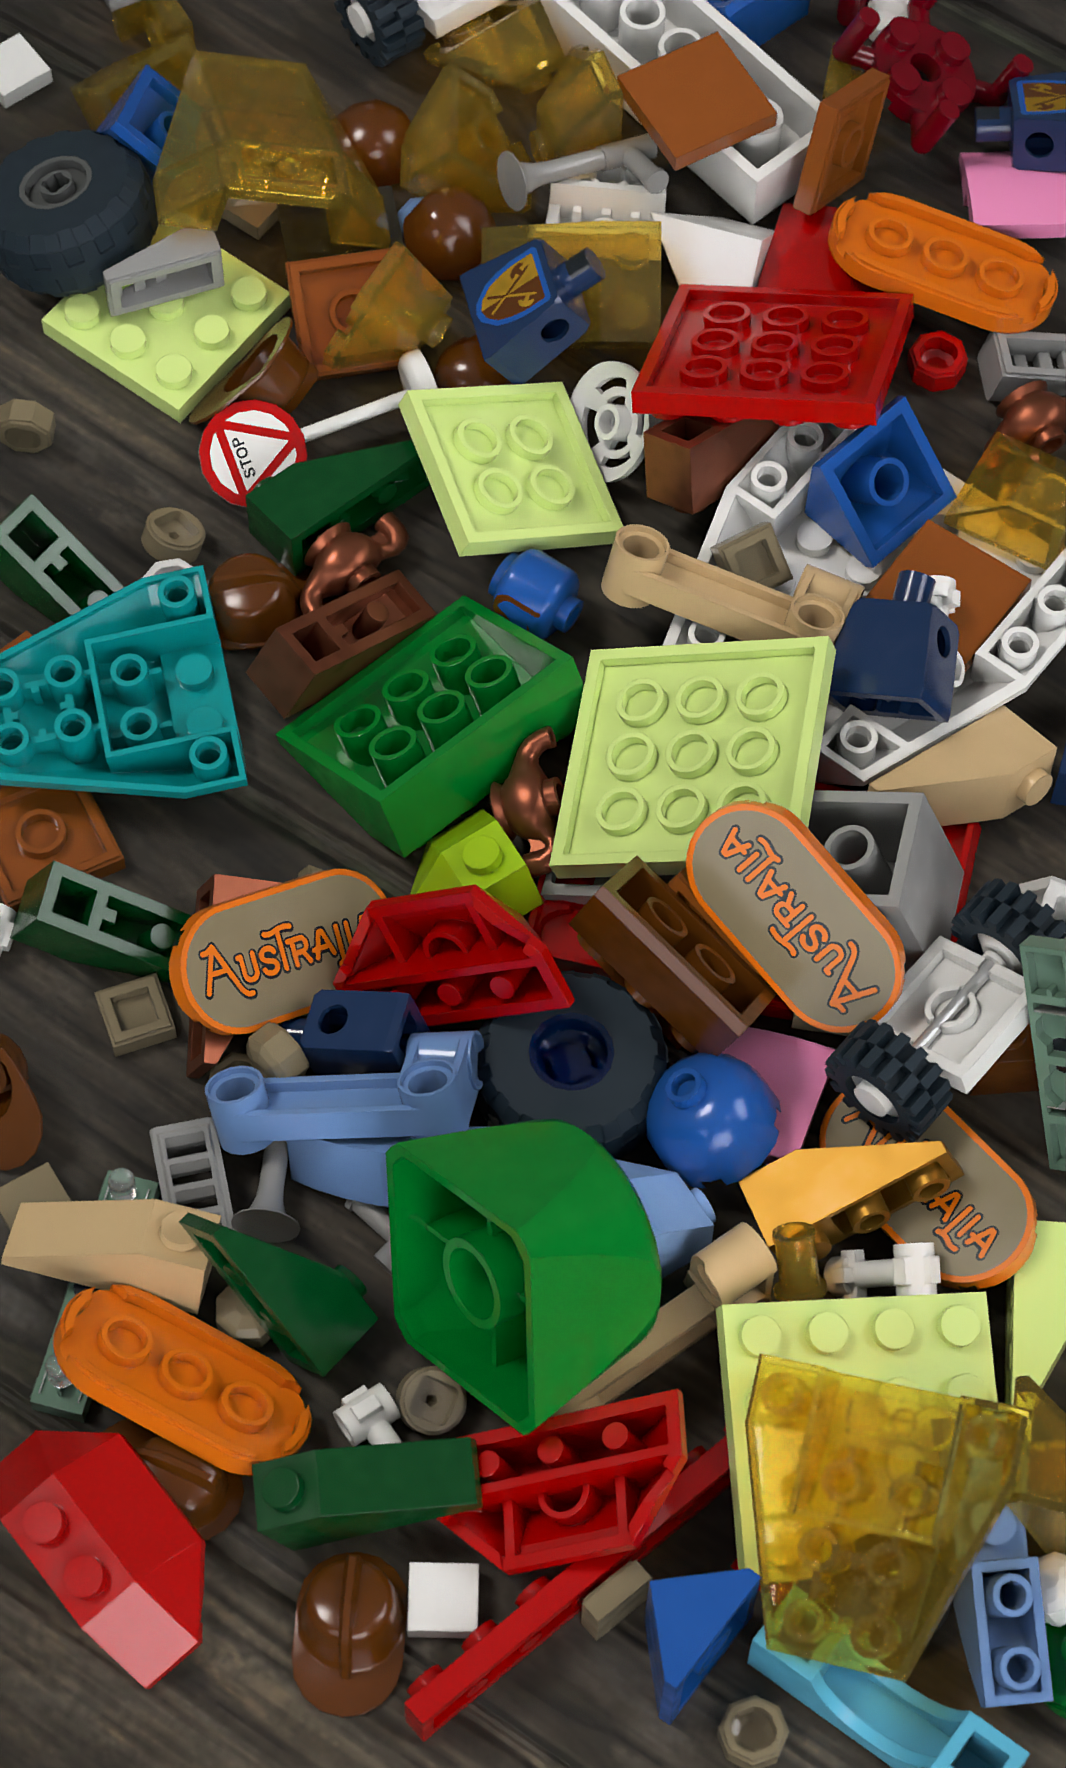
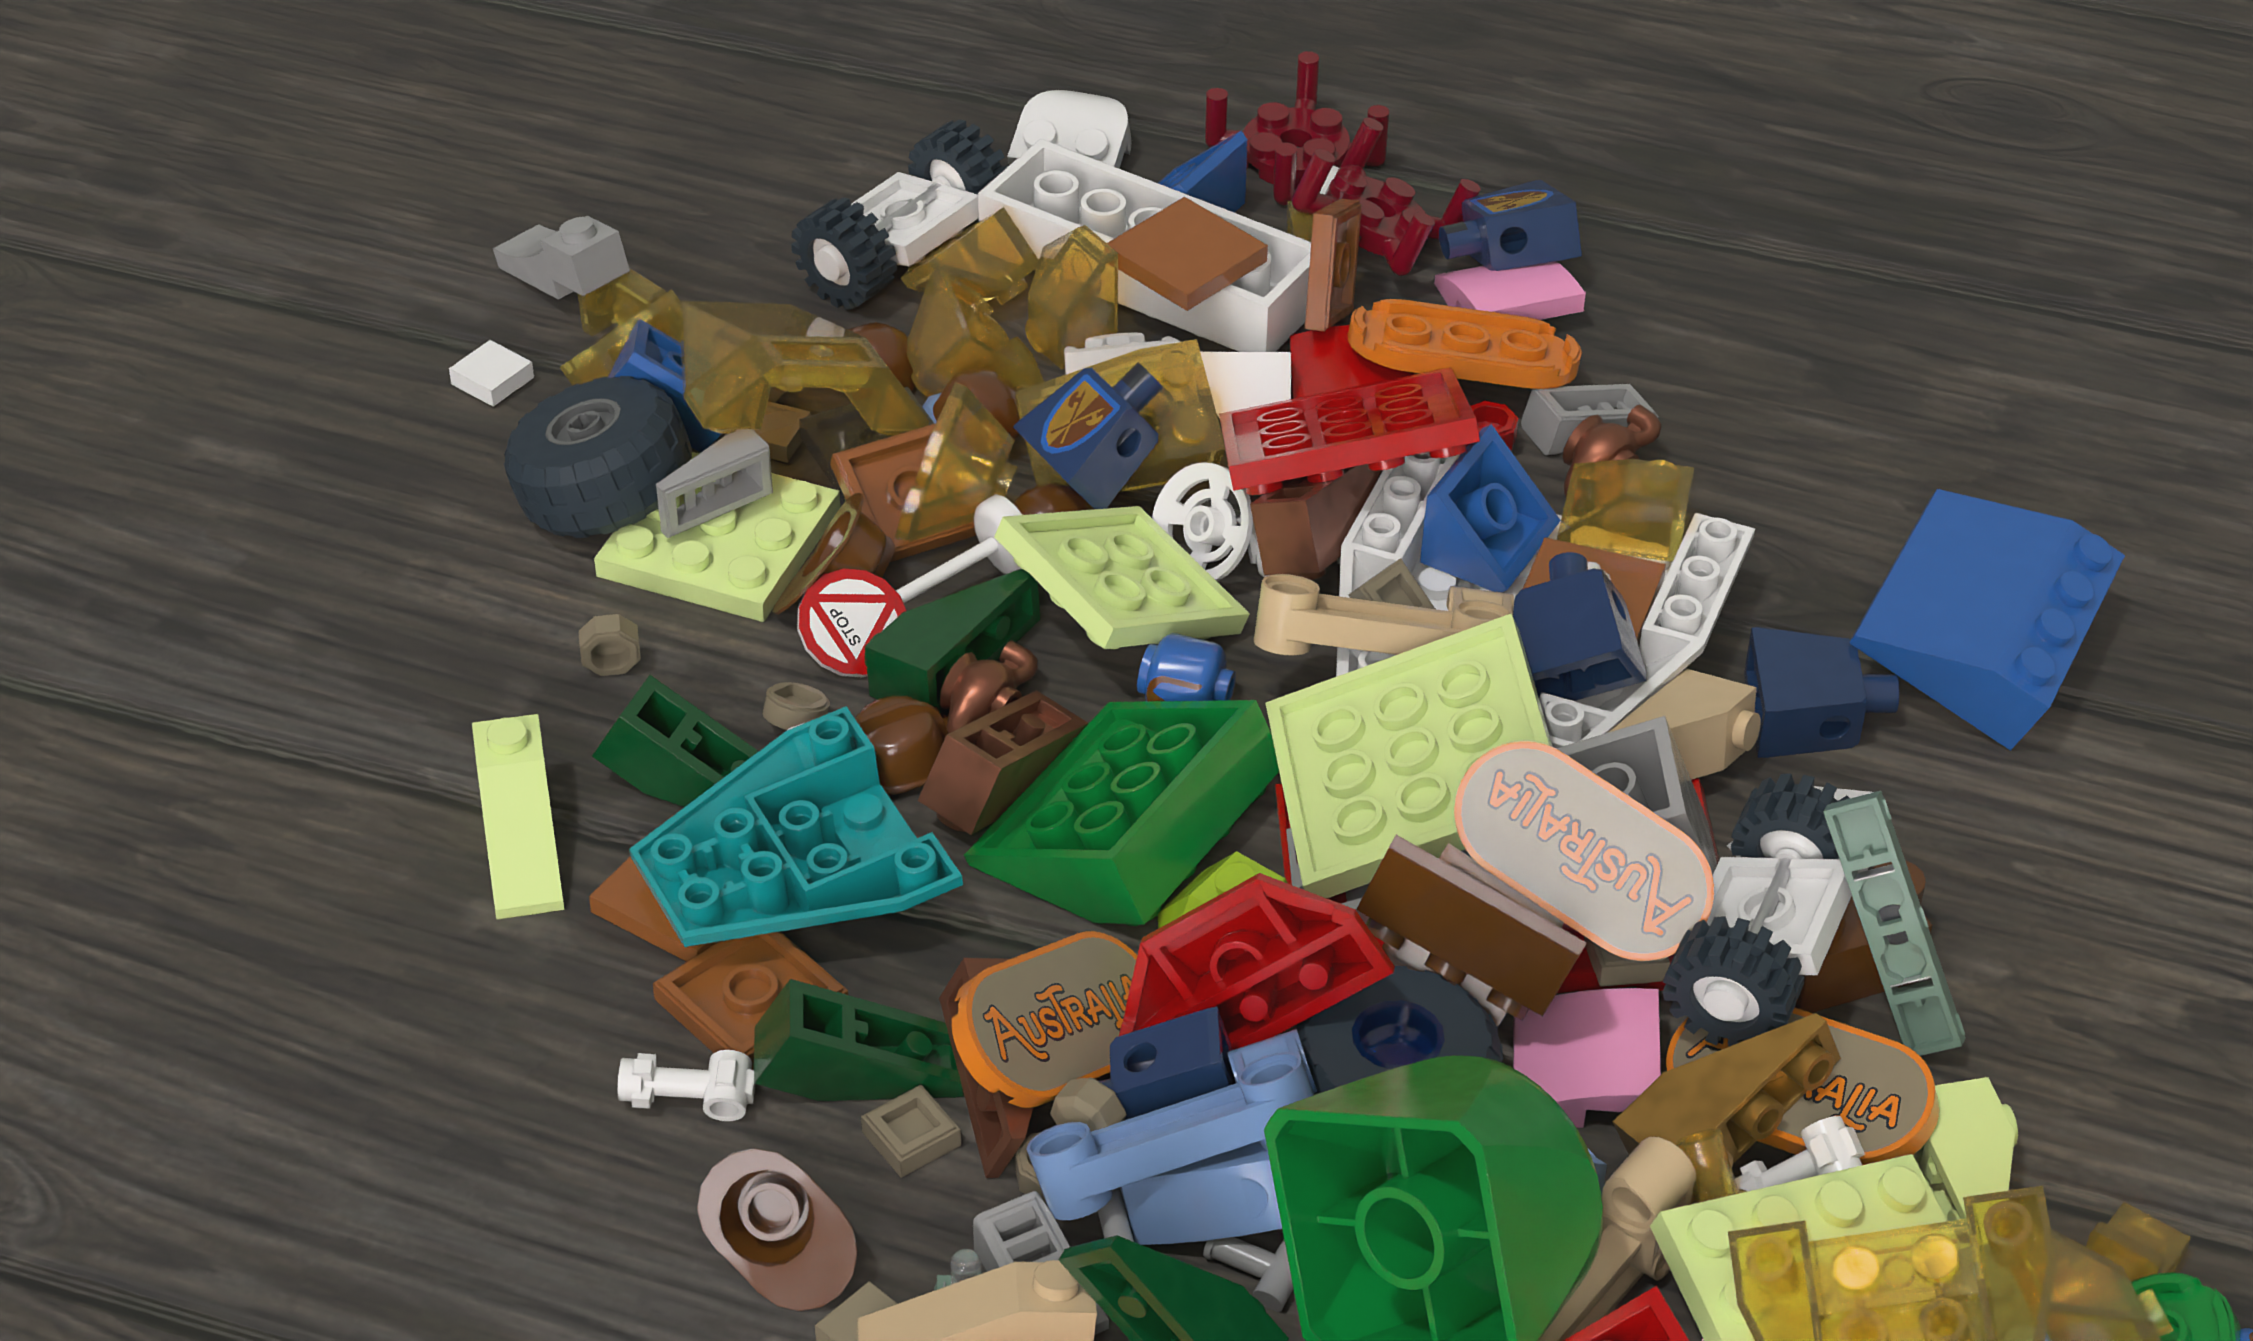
camera: 15 degrees left, 20 degrees down
(521, 178) = (1033, 351): light grey piece -> none
(530, 802) = (1255, 837): copper piece -> none
(712, 1119) = (1573, 1057): blue cylinder -> none

